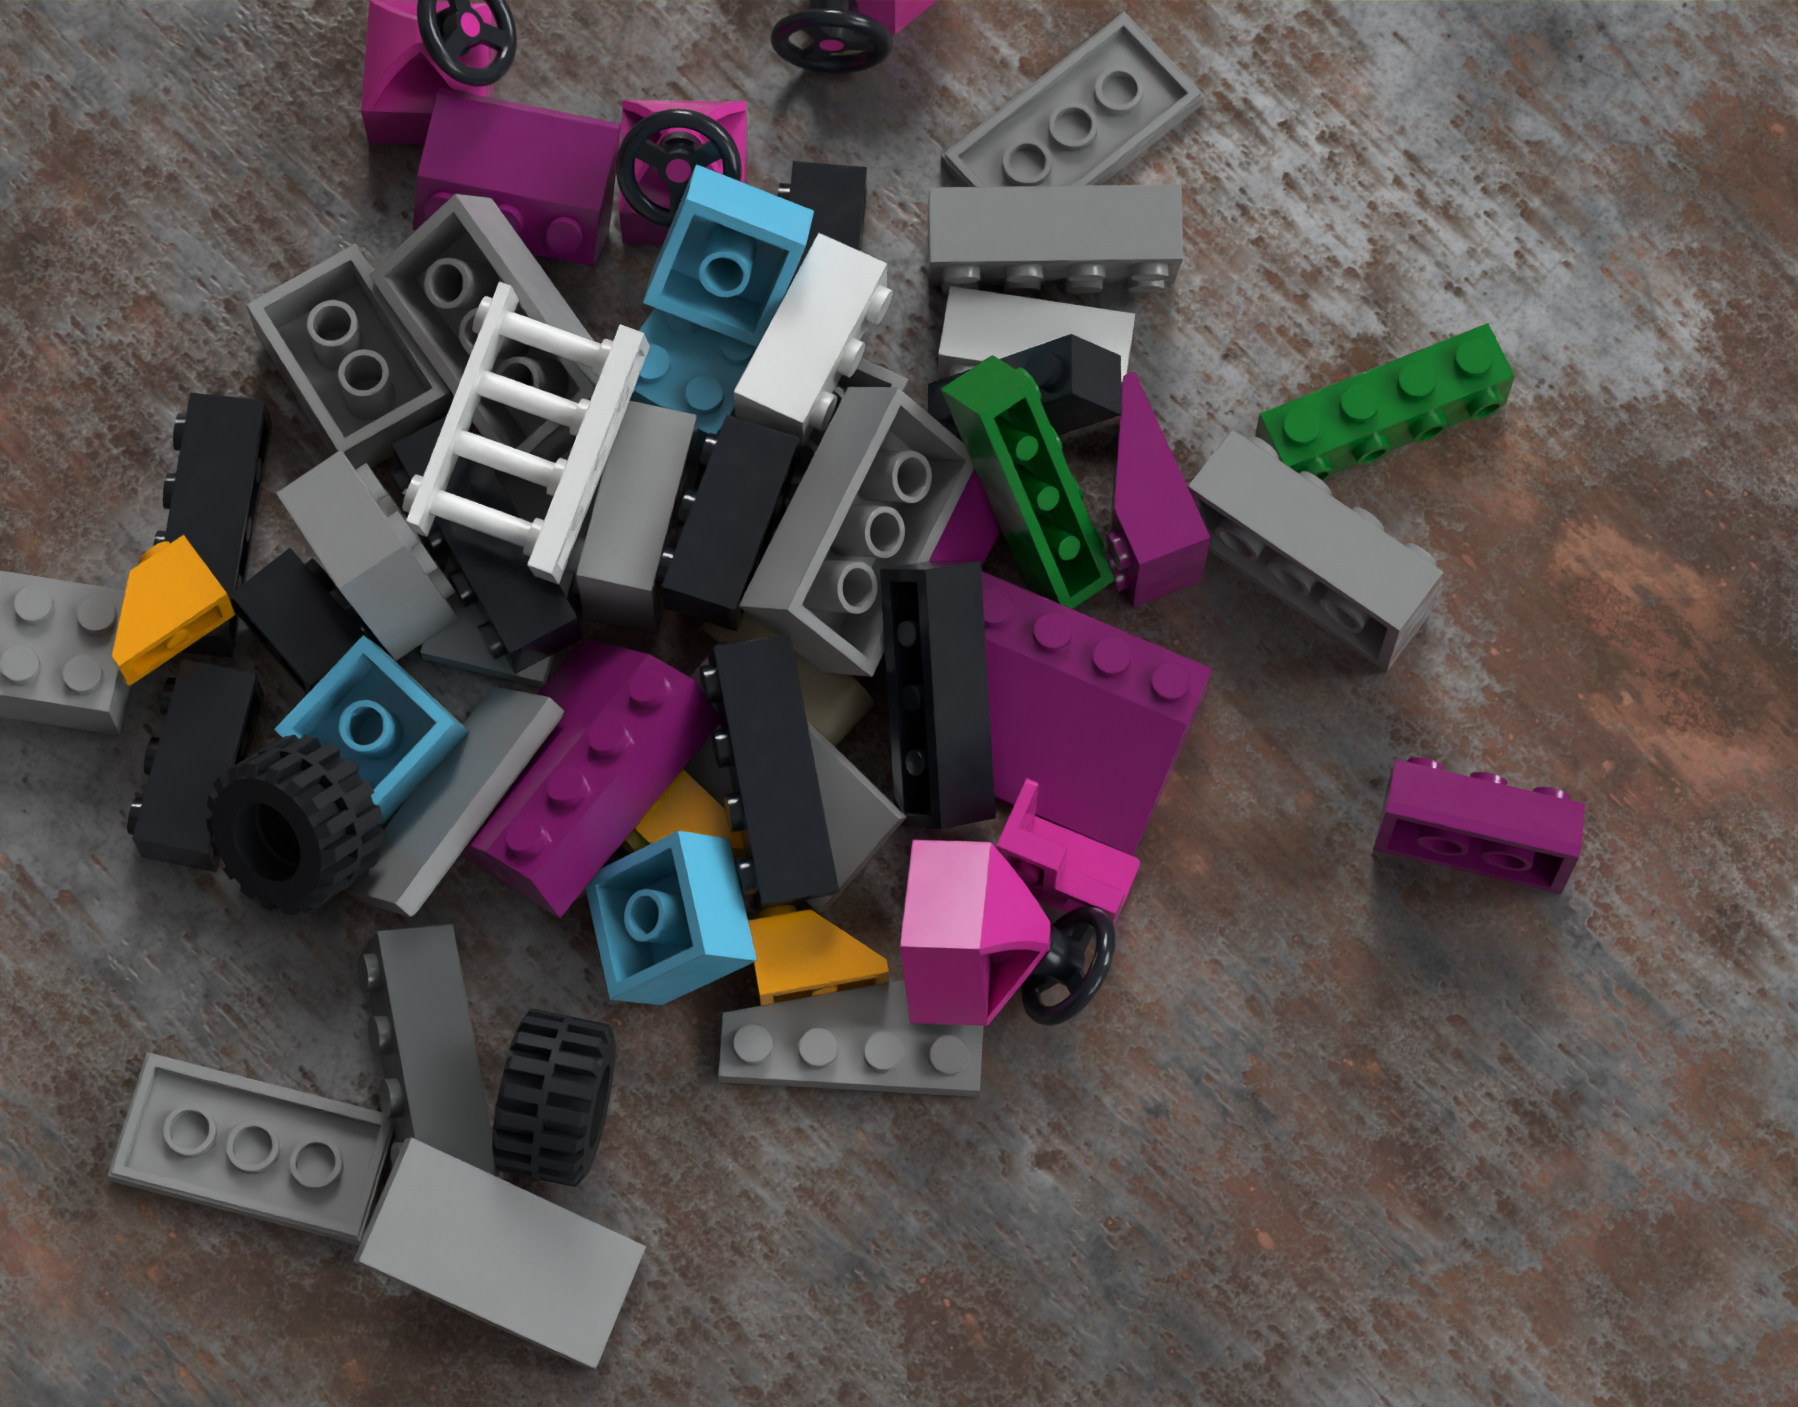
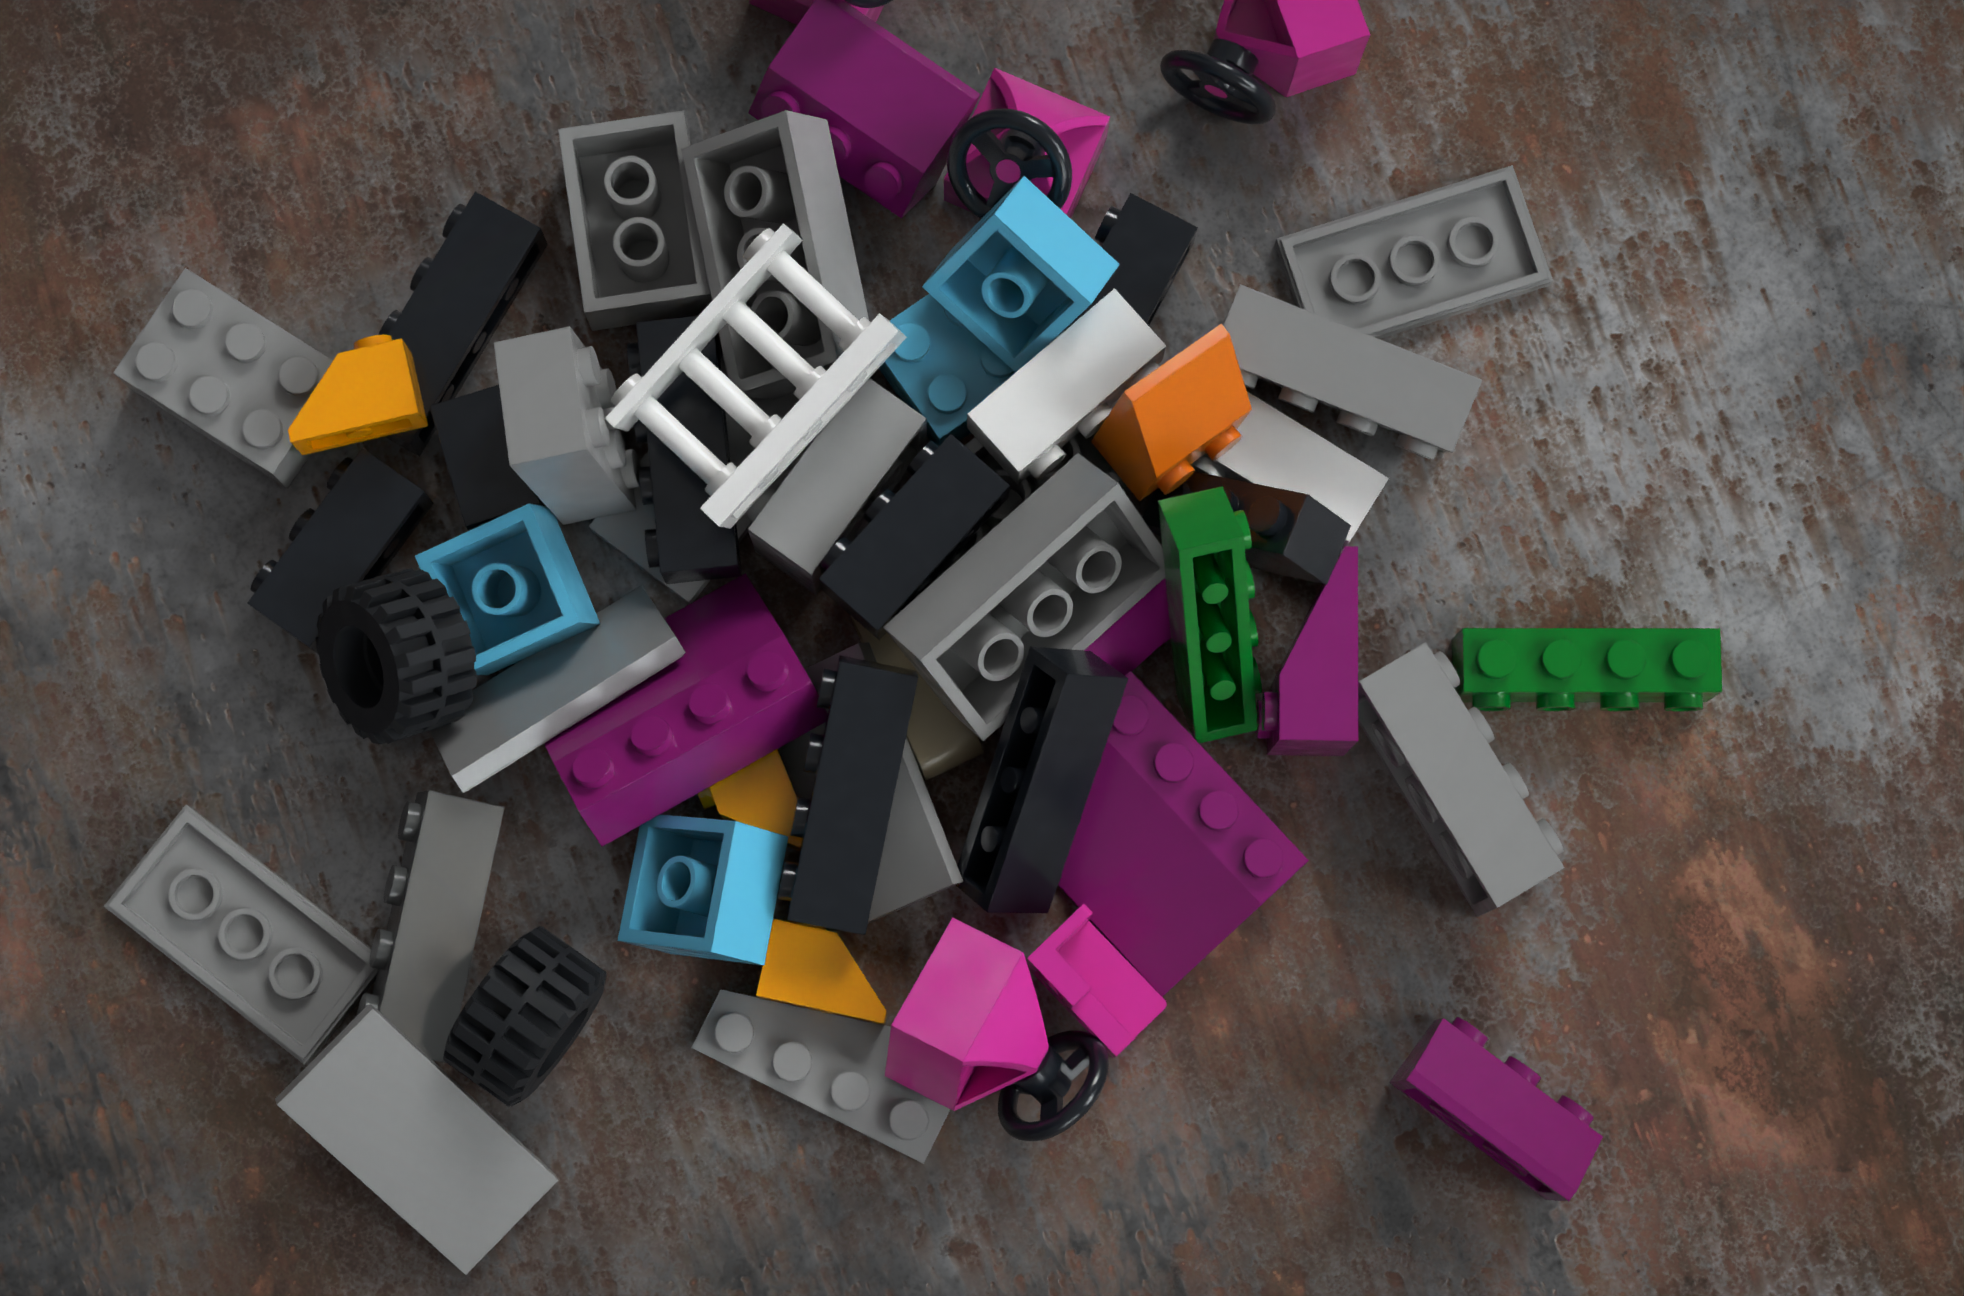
camera: 20 degrees right, 10 degrees up
(923, 320) = (1176, 416): none -> orange slope

